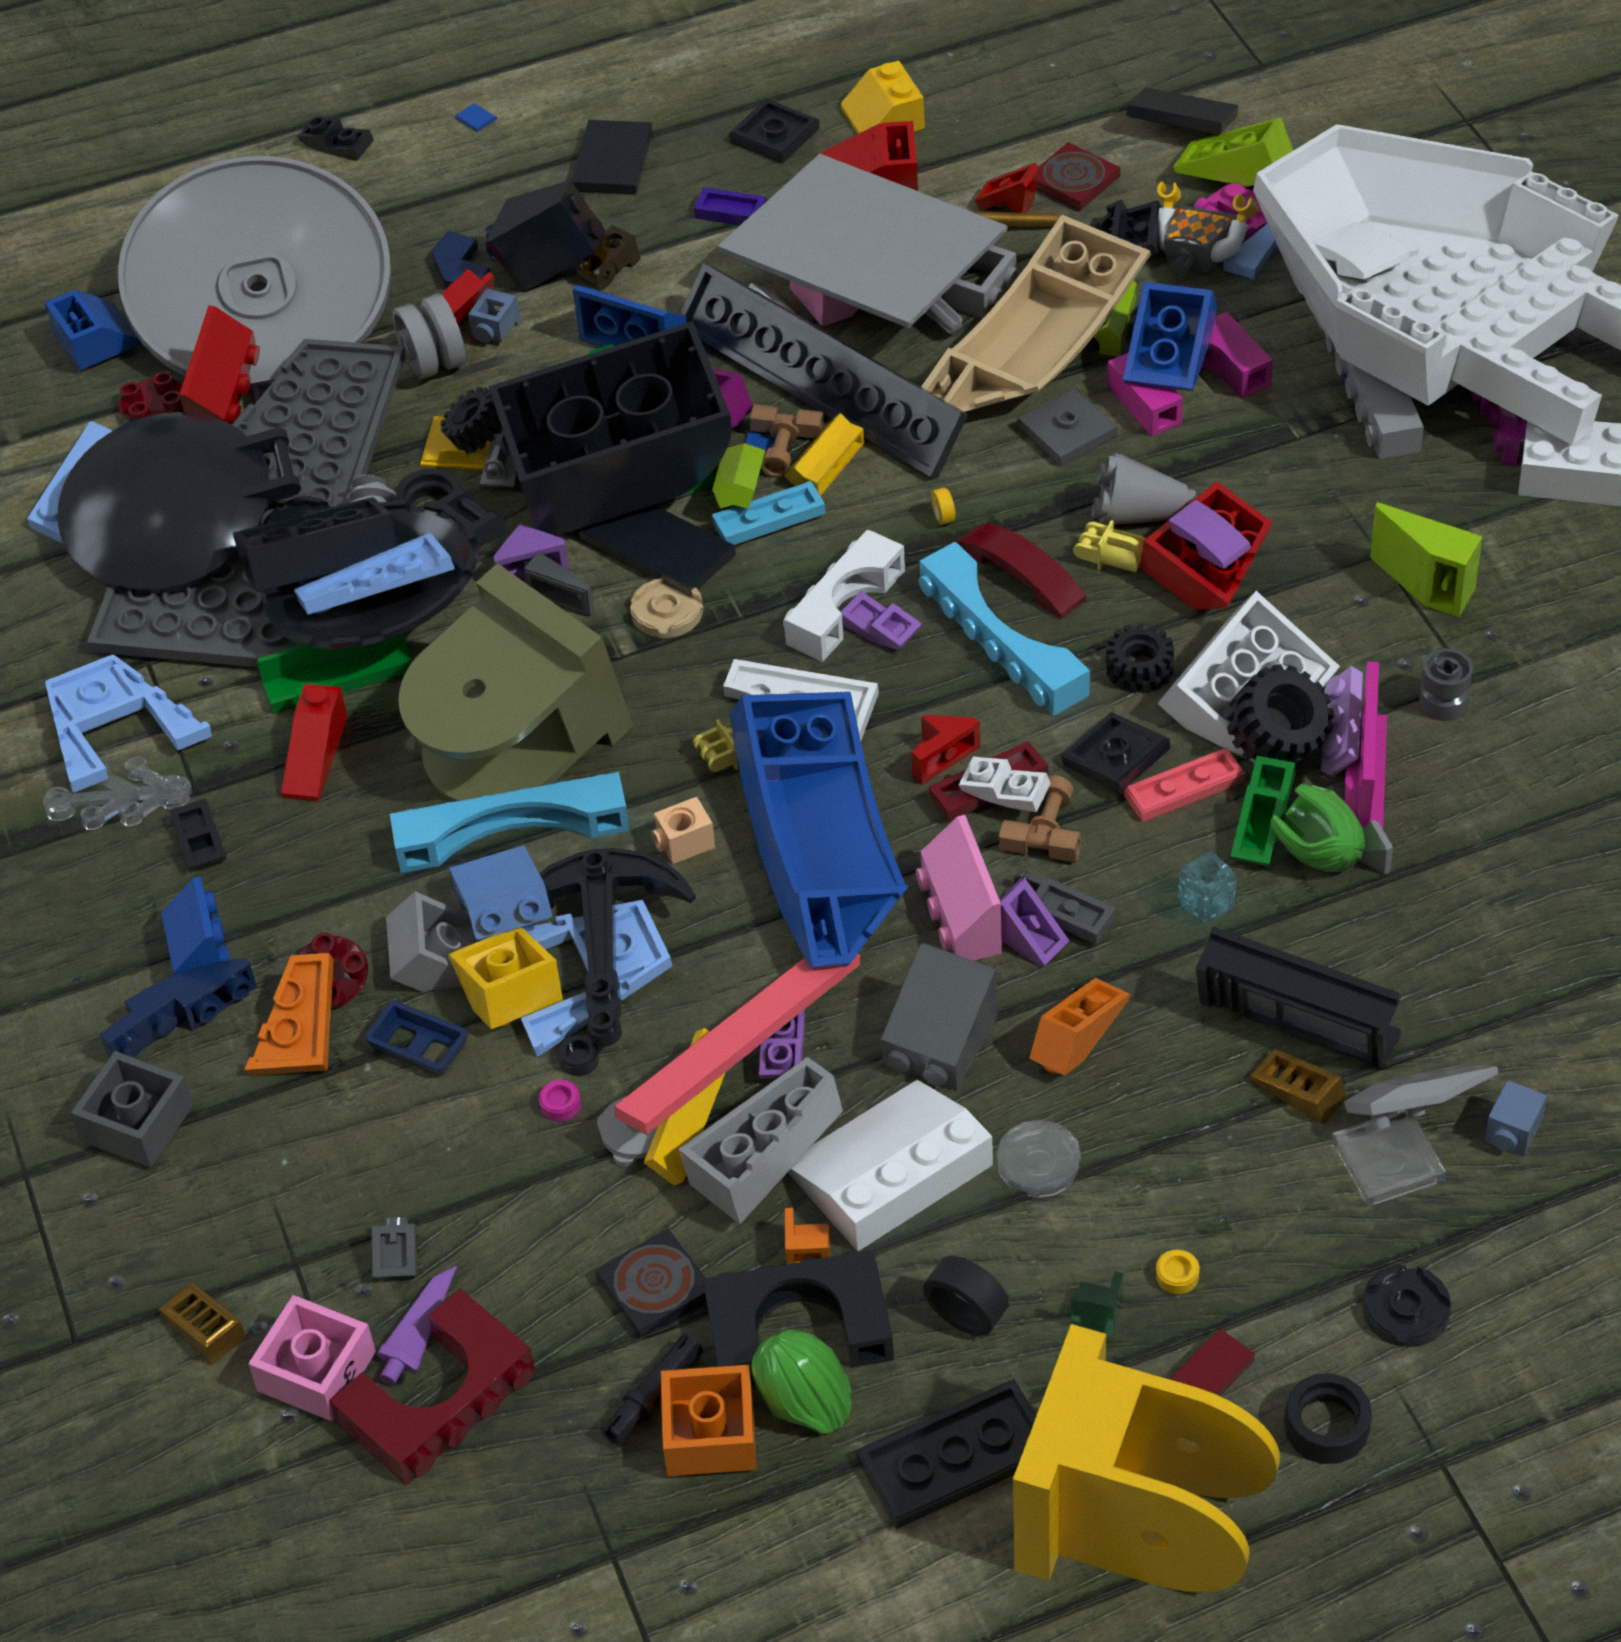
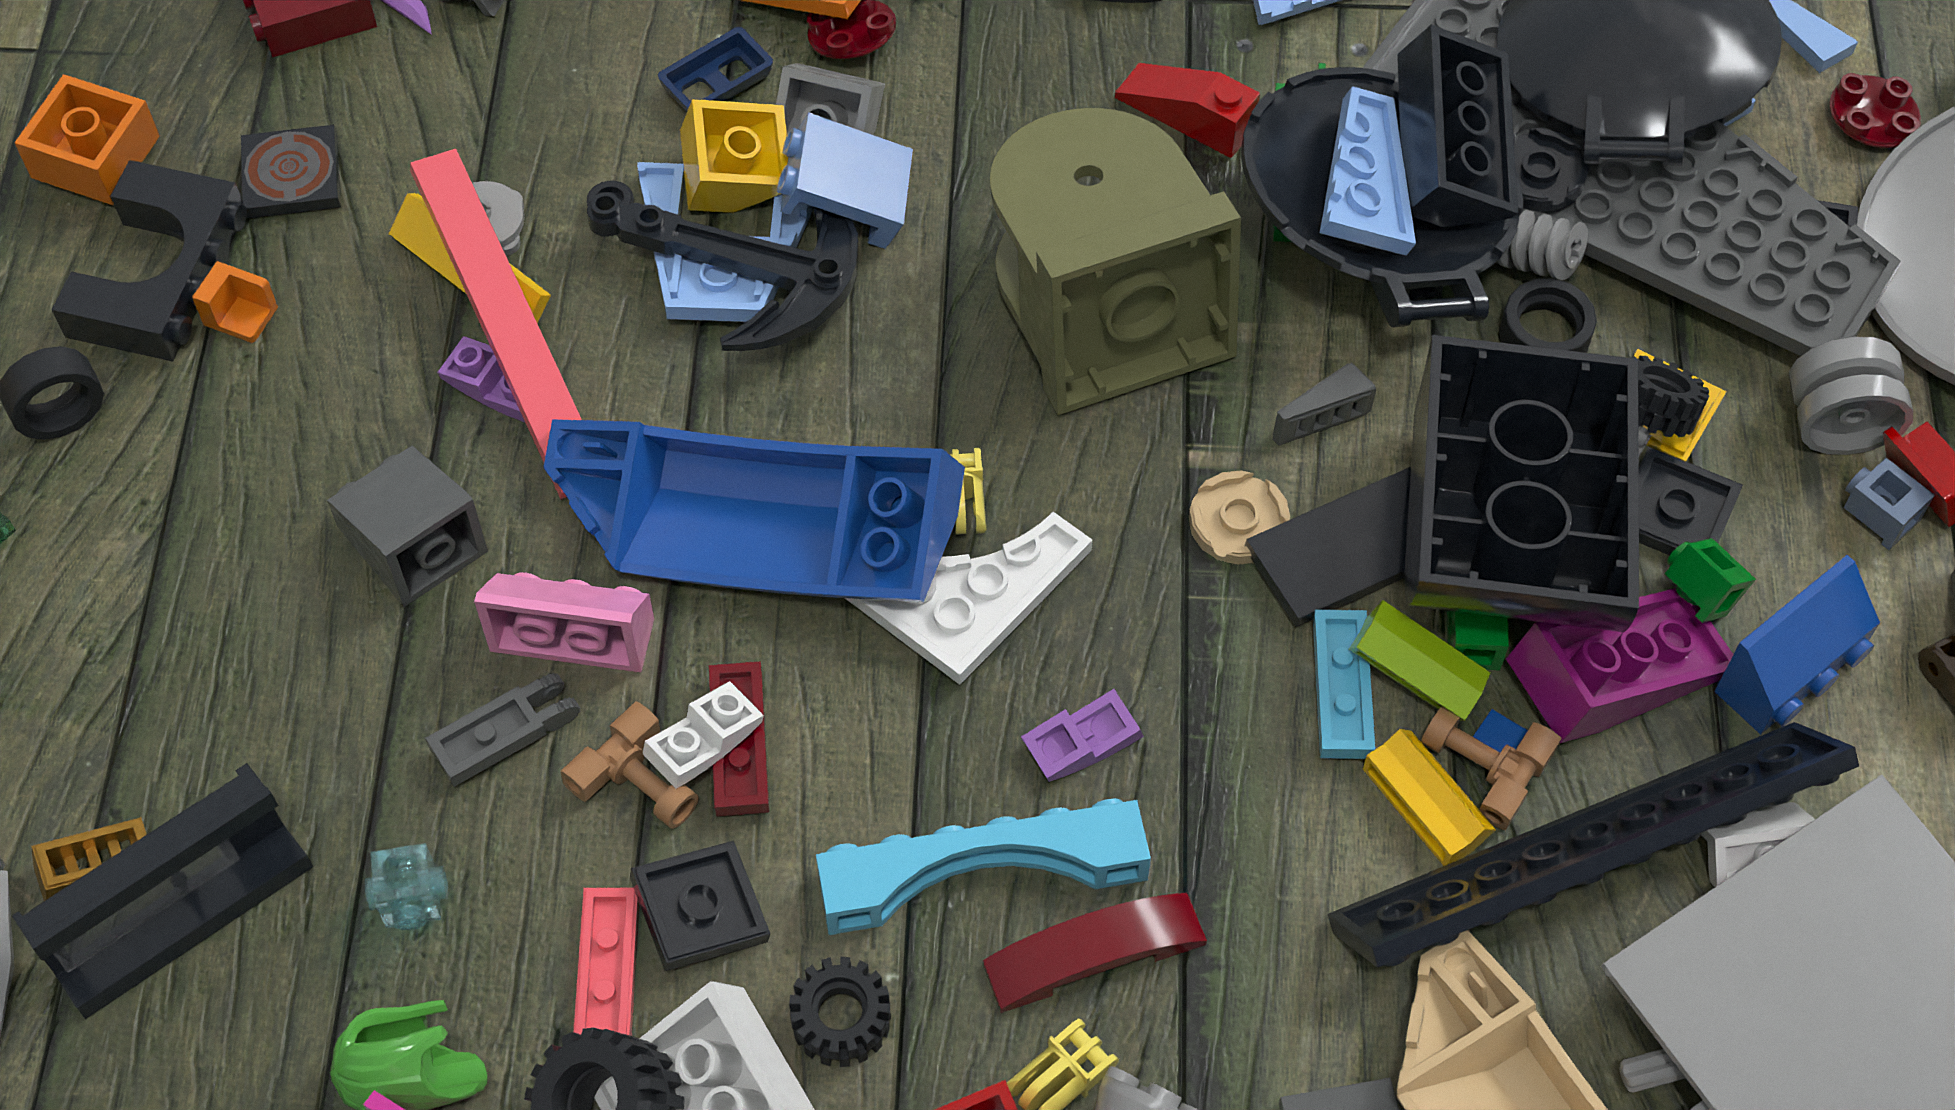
camera: 110 degrees right, 10 degrees up
(219, 367) = (1862, 147): red slope -> none
(434, 833) = (941, 312): medium azure arch -> none
(524, 544) = (1397, 390): medium lavender slope -> none
(560, 1100) = (564, 170): dark pink tile -> none
(640, 1403) = (168, 121): black pin -> none
(683, 830) = (848, 409): light nougat brick -> none
(761, 1139) = (363, 290): light grey wedge -> none
(802, 1381) = (63, 219): bright green hair -> none
(867, 566) = (1109, 654): white arch -> none
(893, 1162) = (278, 412): white slope -> none
(943, 506) = (1251, 894): yellow tile -> none
(944, 744) = (825, 714): red slope -> none
(1029, 925) = (484, 672): medium lavender slope -> none
(1038, 1158) = (188, 556): clear tile -> none
(1076, 1025) = (321, 668): orange slope -> none
(1264, 798) = (486, 1021): green slope -> none

